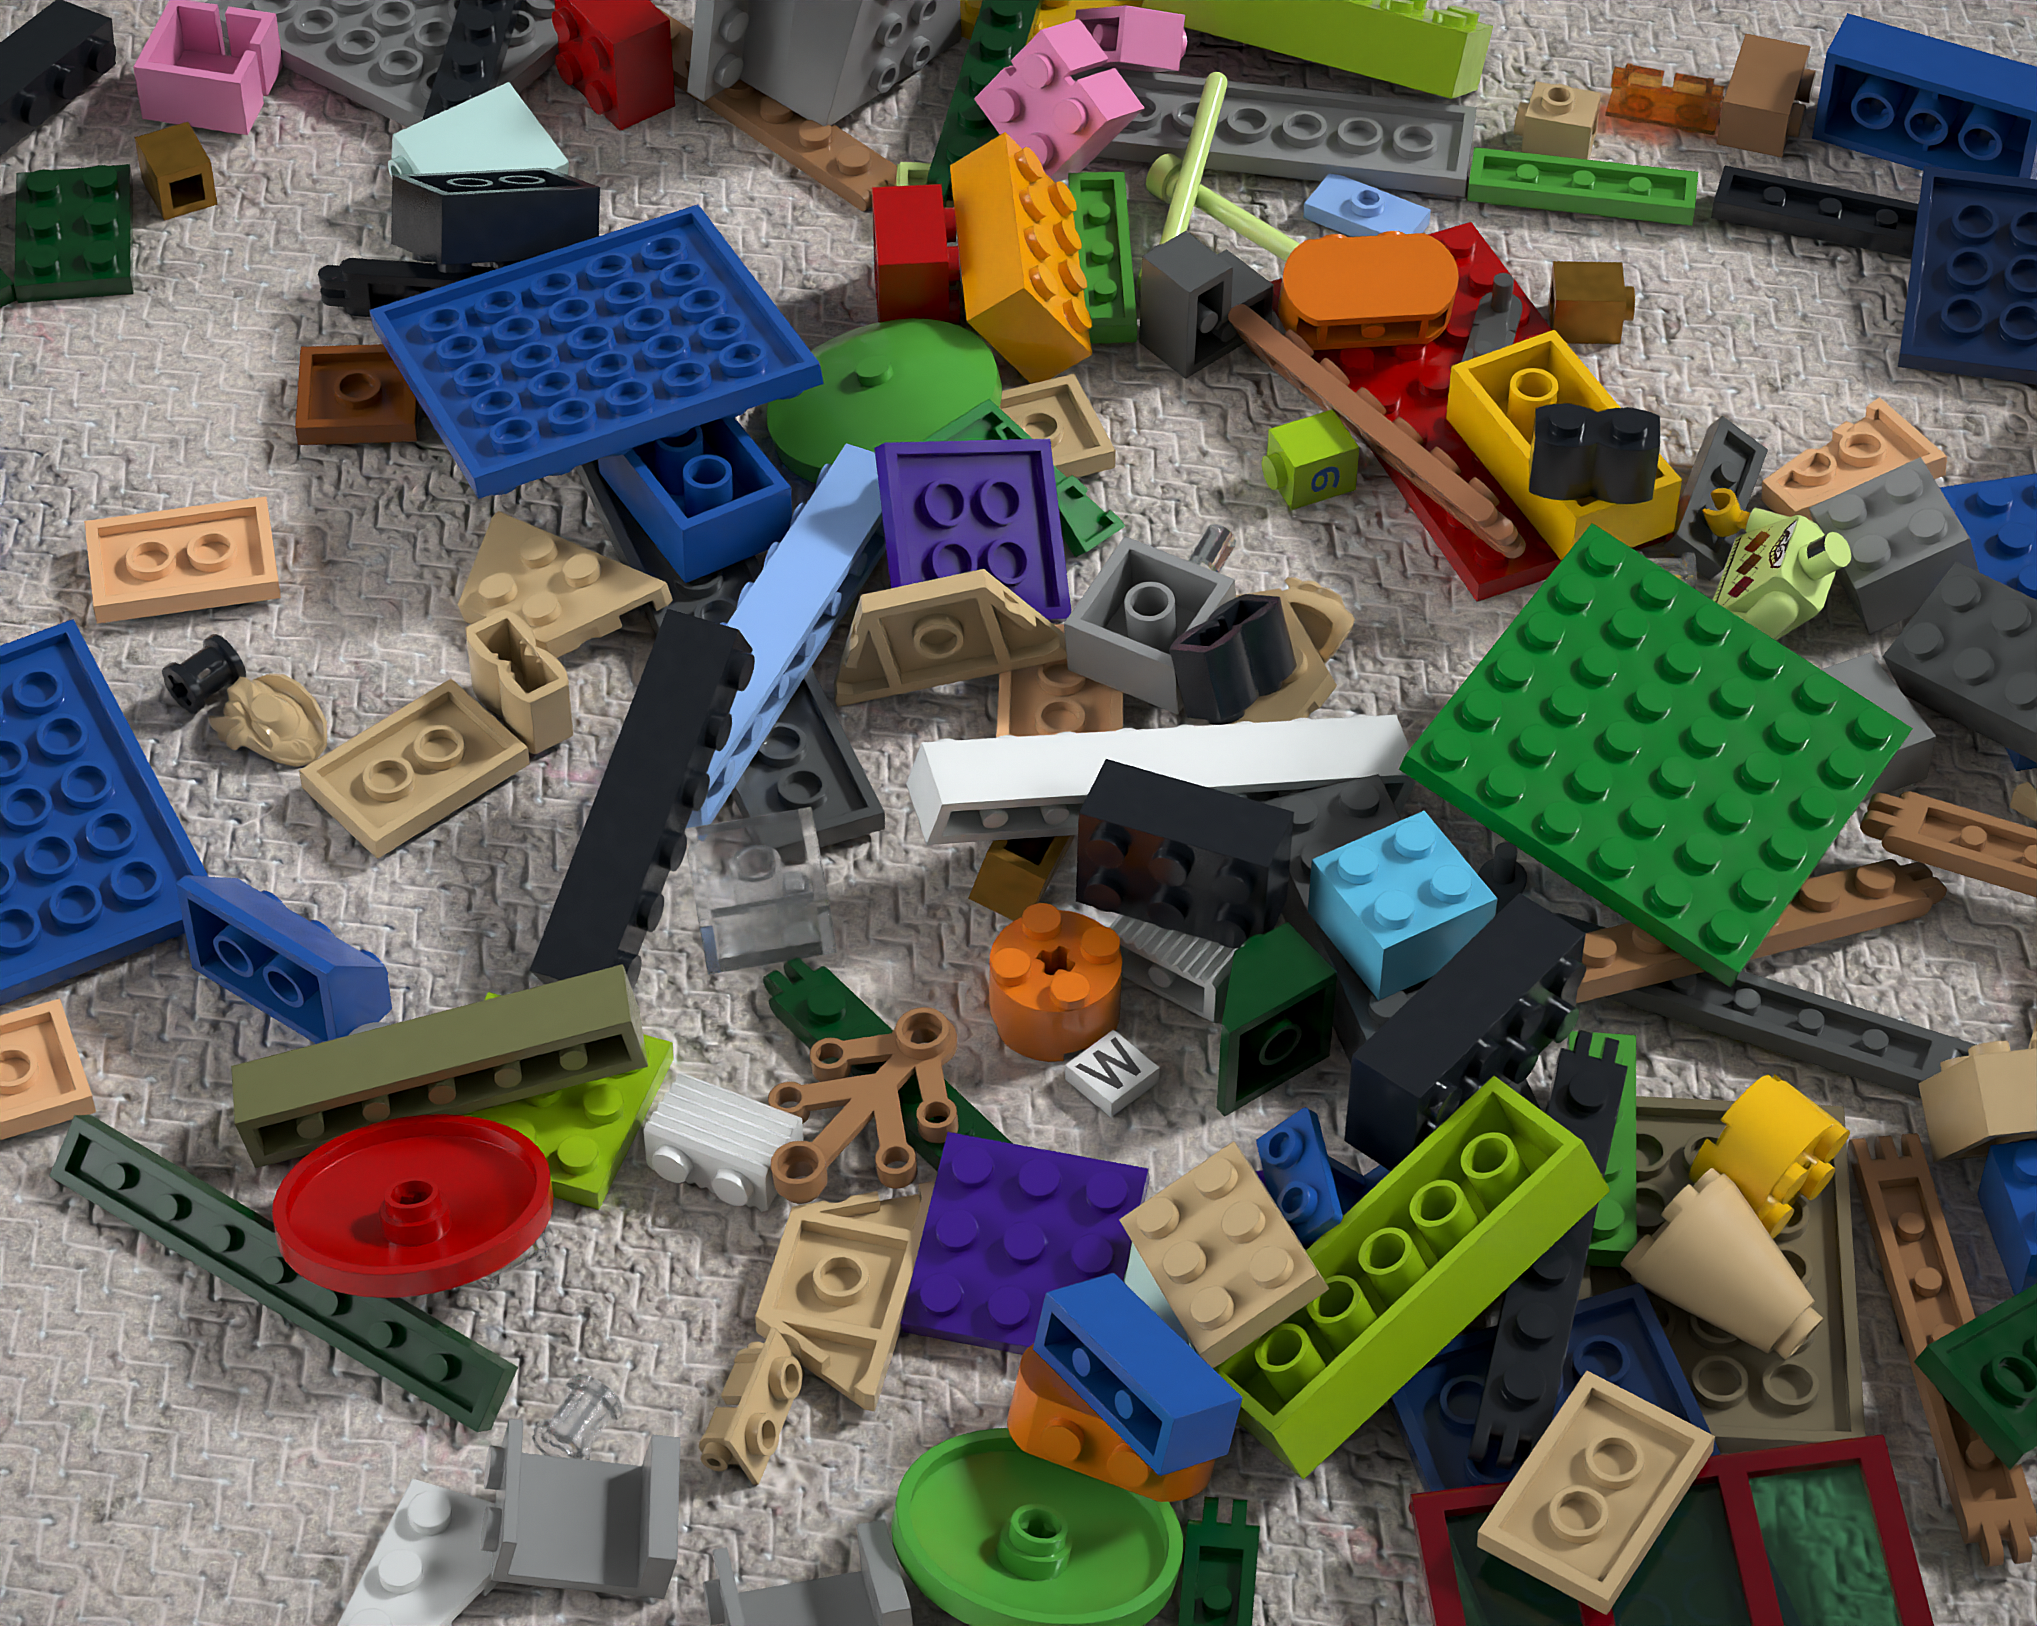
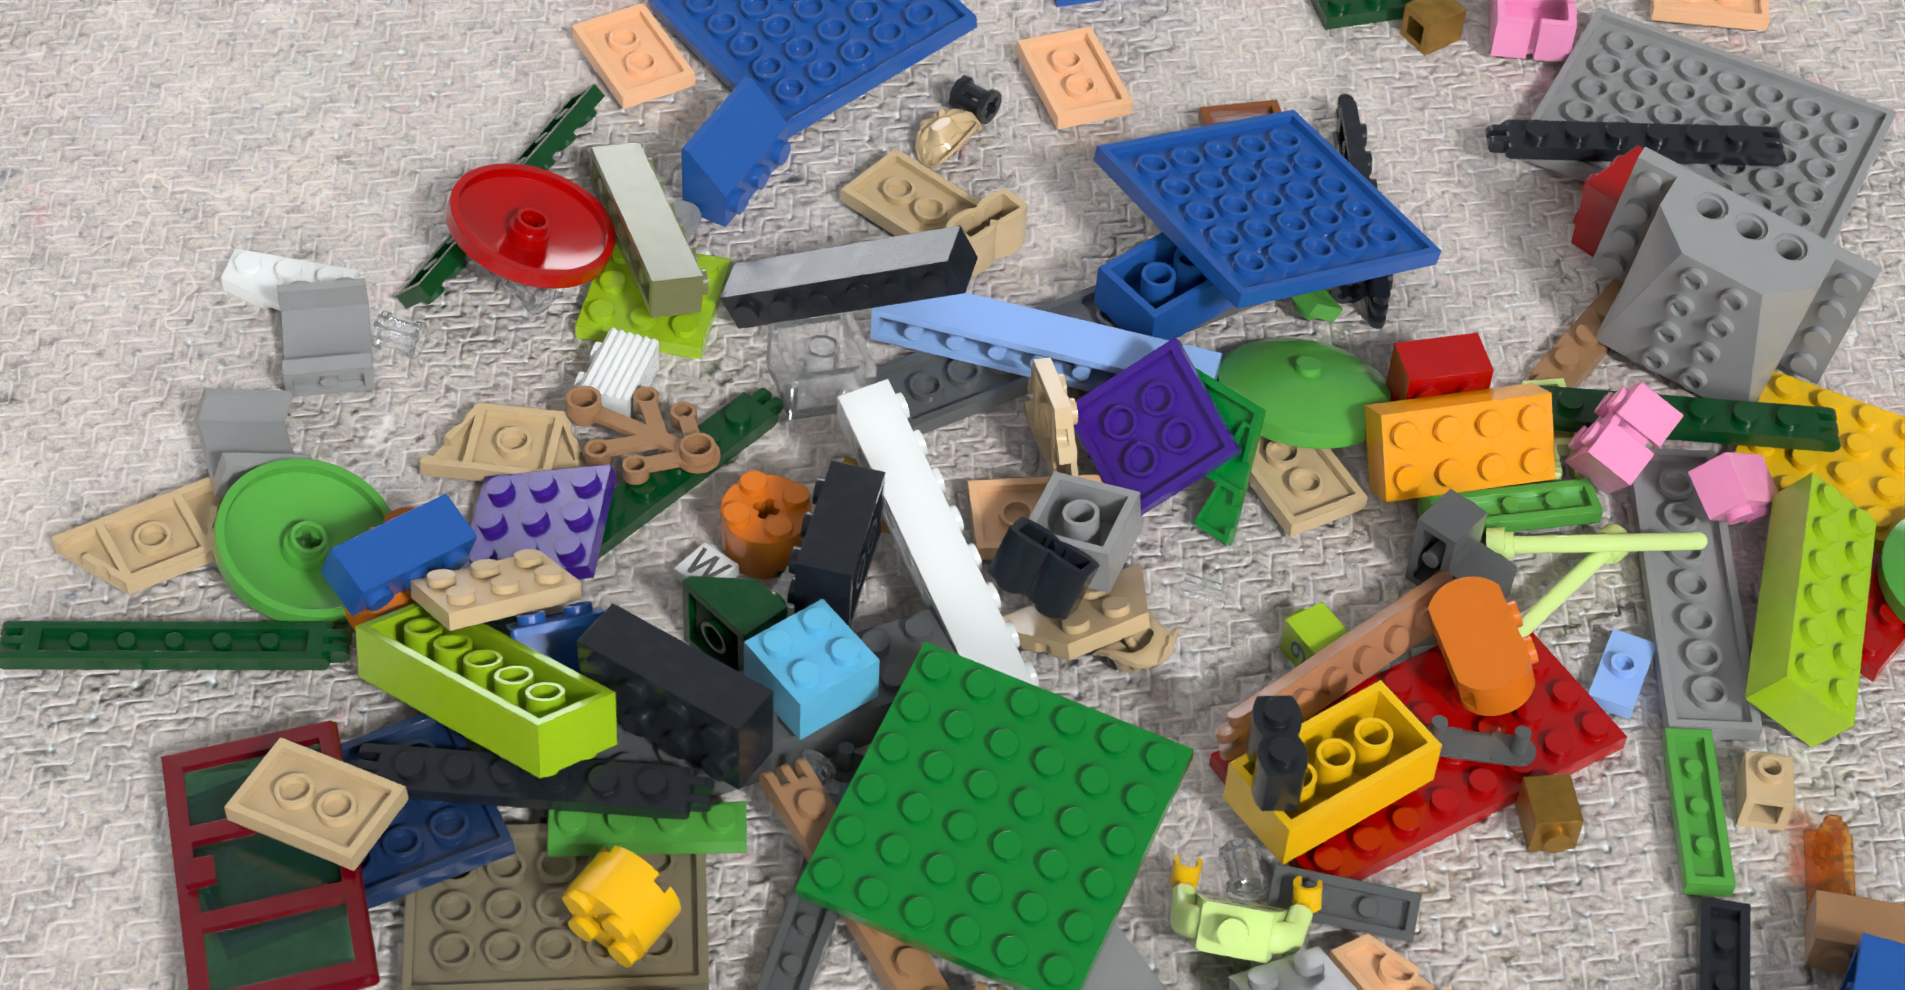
camera: 80 degrees right, 0 degrees up
(477, 135) = (1483, 156): light aqua panel -> none
(491, 215) = (1406, 156): black brick -> none
(553, 585) = (1082, 240): tan wing -> none
(763, 1386) = (413, 415): tan hinge -> none
(1725, 1268) = (519, 883): tan cone -> none

